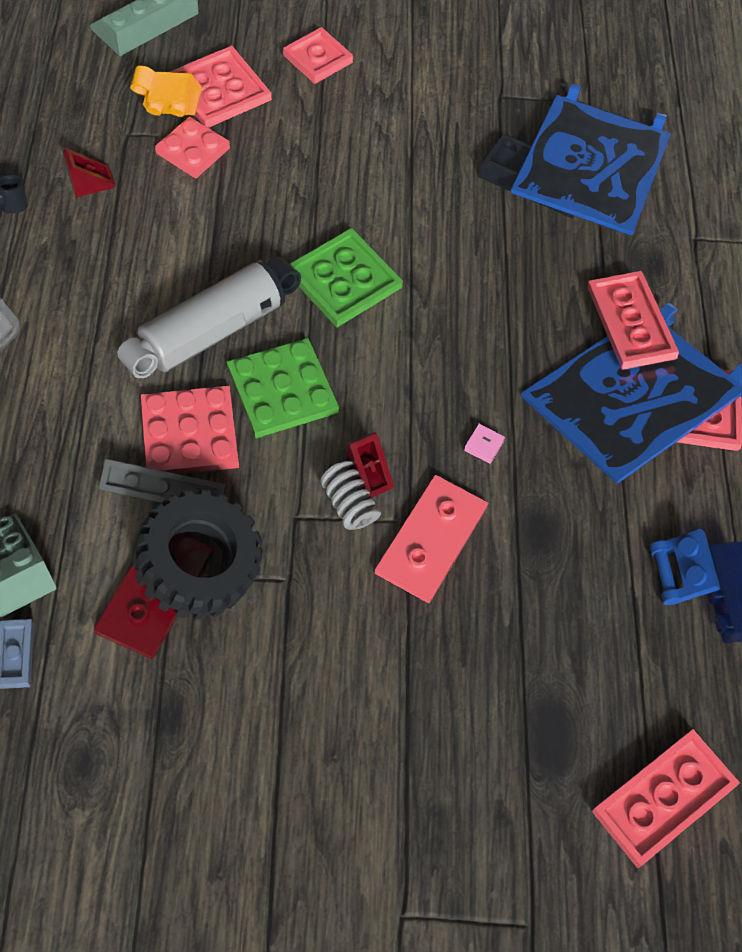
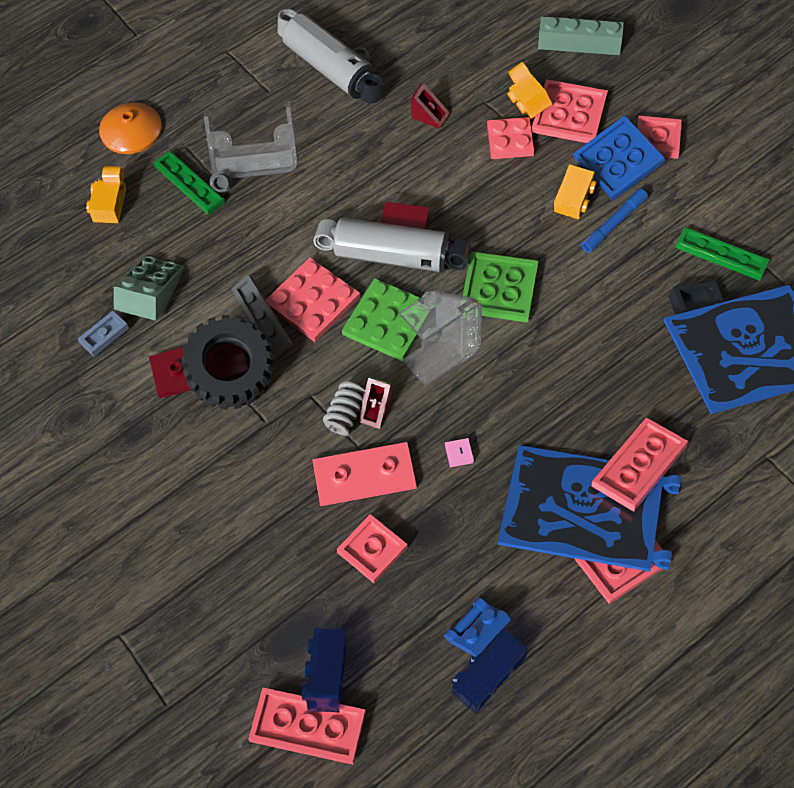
camera: 60 degrees right, 0 degrees up
(188, 282) = (406, 215): none -> dark red panel
(309, 147) = (574, 192): none -> light orange hinge
(311, 93) = (619, 157): none -> blue plate
(367, 349) = (448, 332): none -> clear windscreen
(369, 170) = (598, 235): none -> blue piece
(476, 111) = (722, 253): none -> green tile
(523, 592) = (372, 548): none -> coral plate
(628, 731) = (325, 670): none -> clear blue brick

